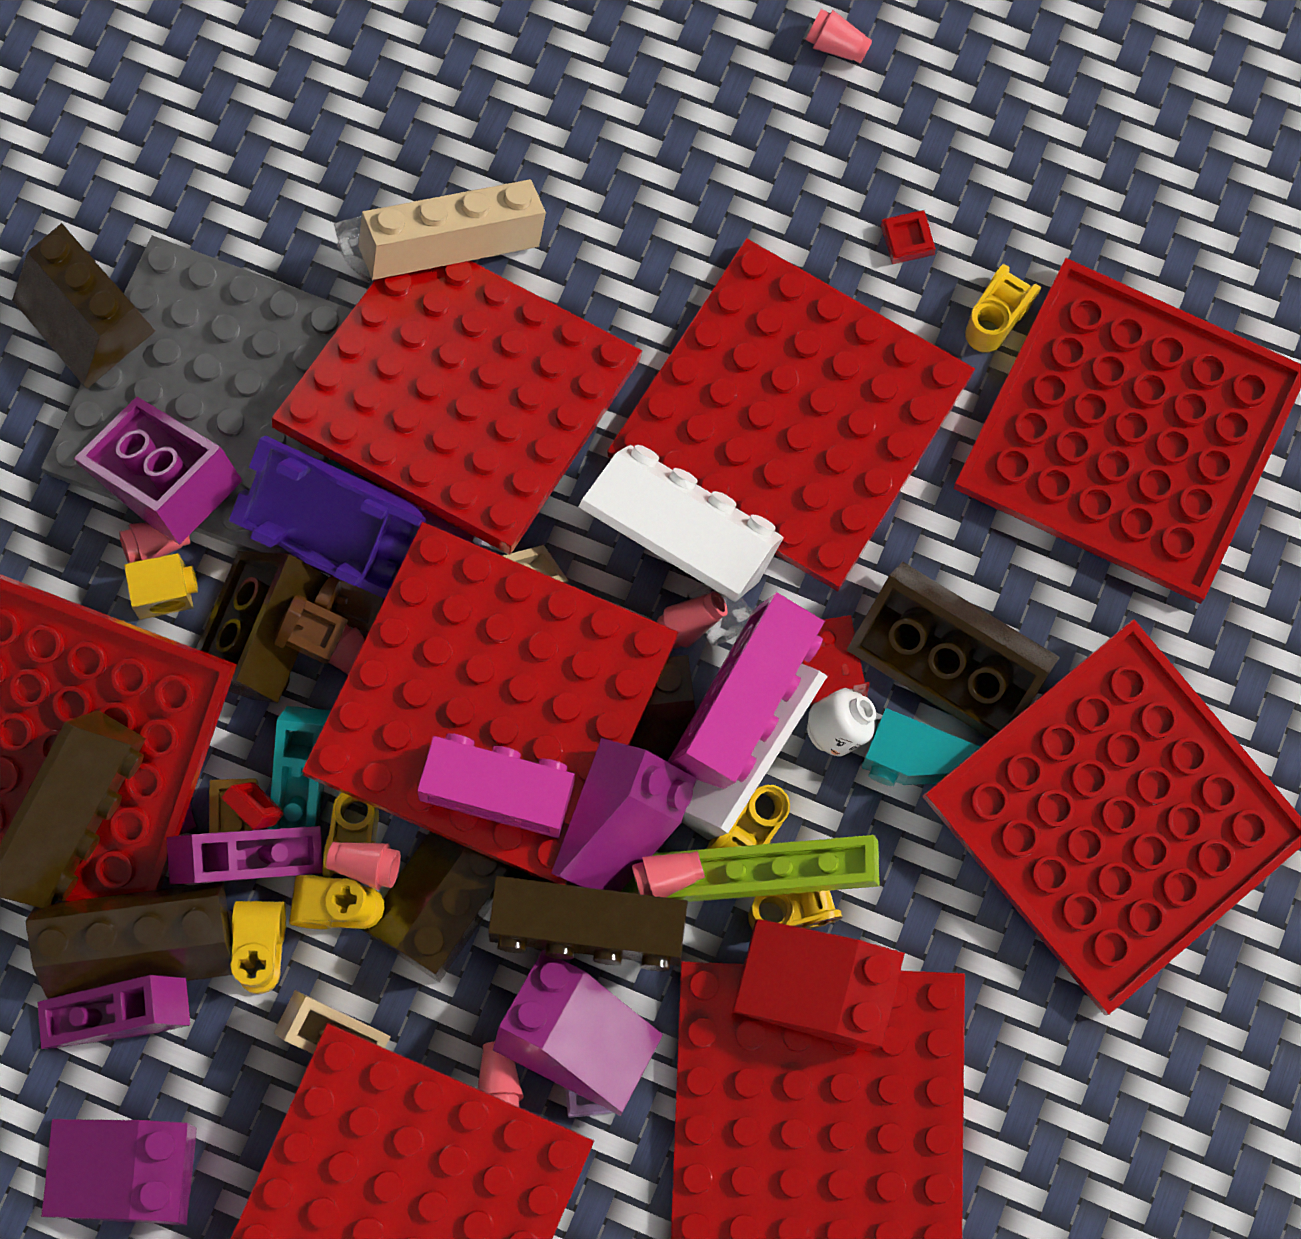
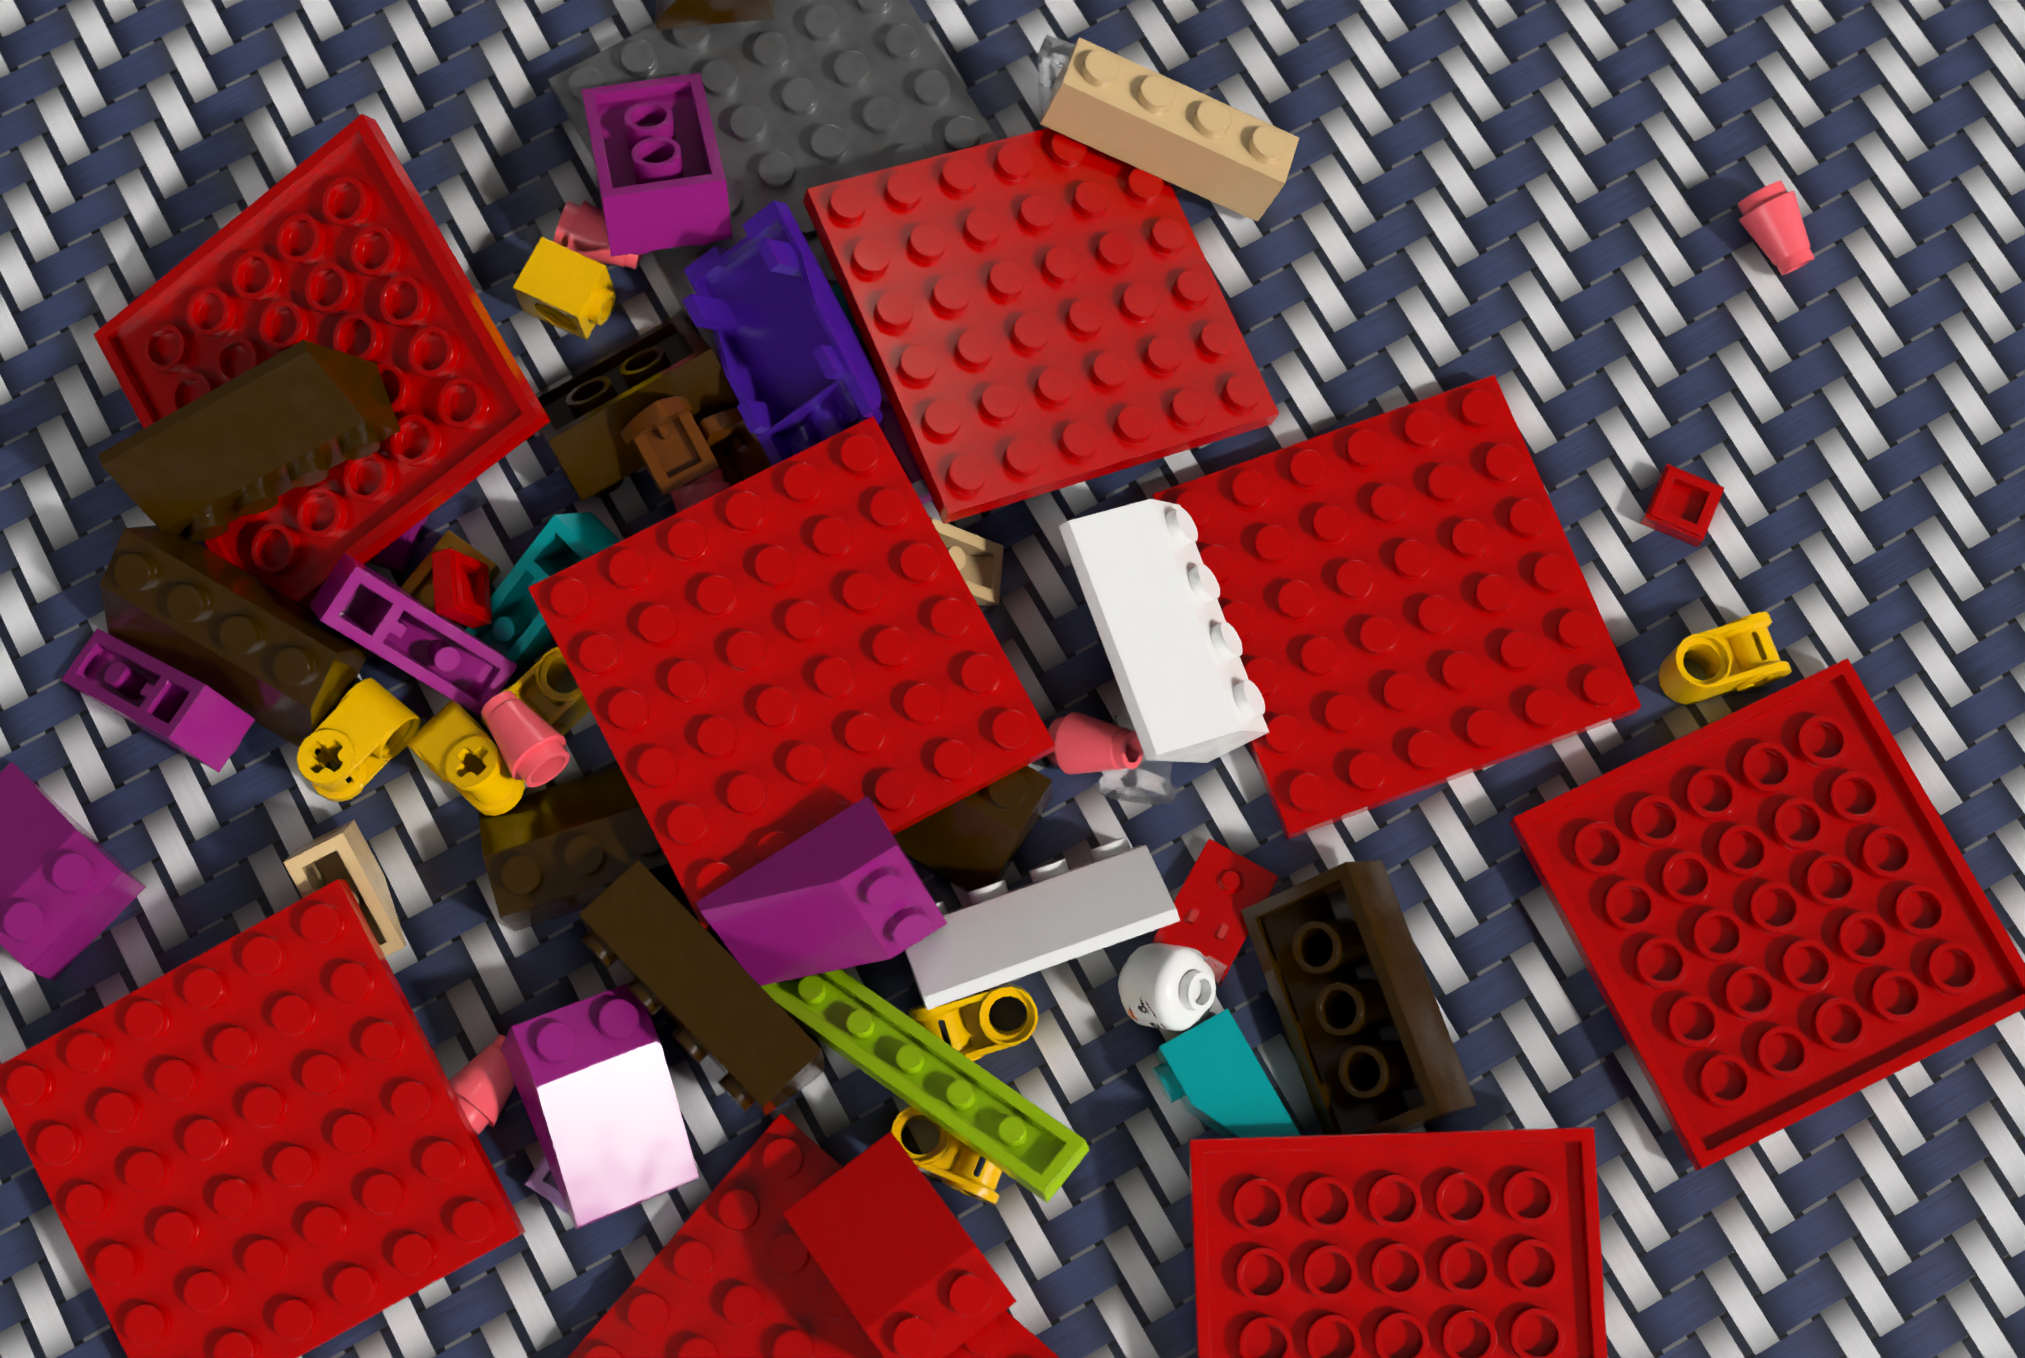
camera: 40 degrees right, 0 degrees up
(496, 784) = (712, 758): dark pink brick -> none
(667, 873) = (829, 1003): coral cone -> none
(747, 692) = (1075, 871): dark pink slope -> none

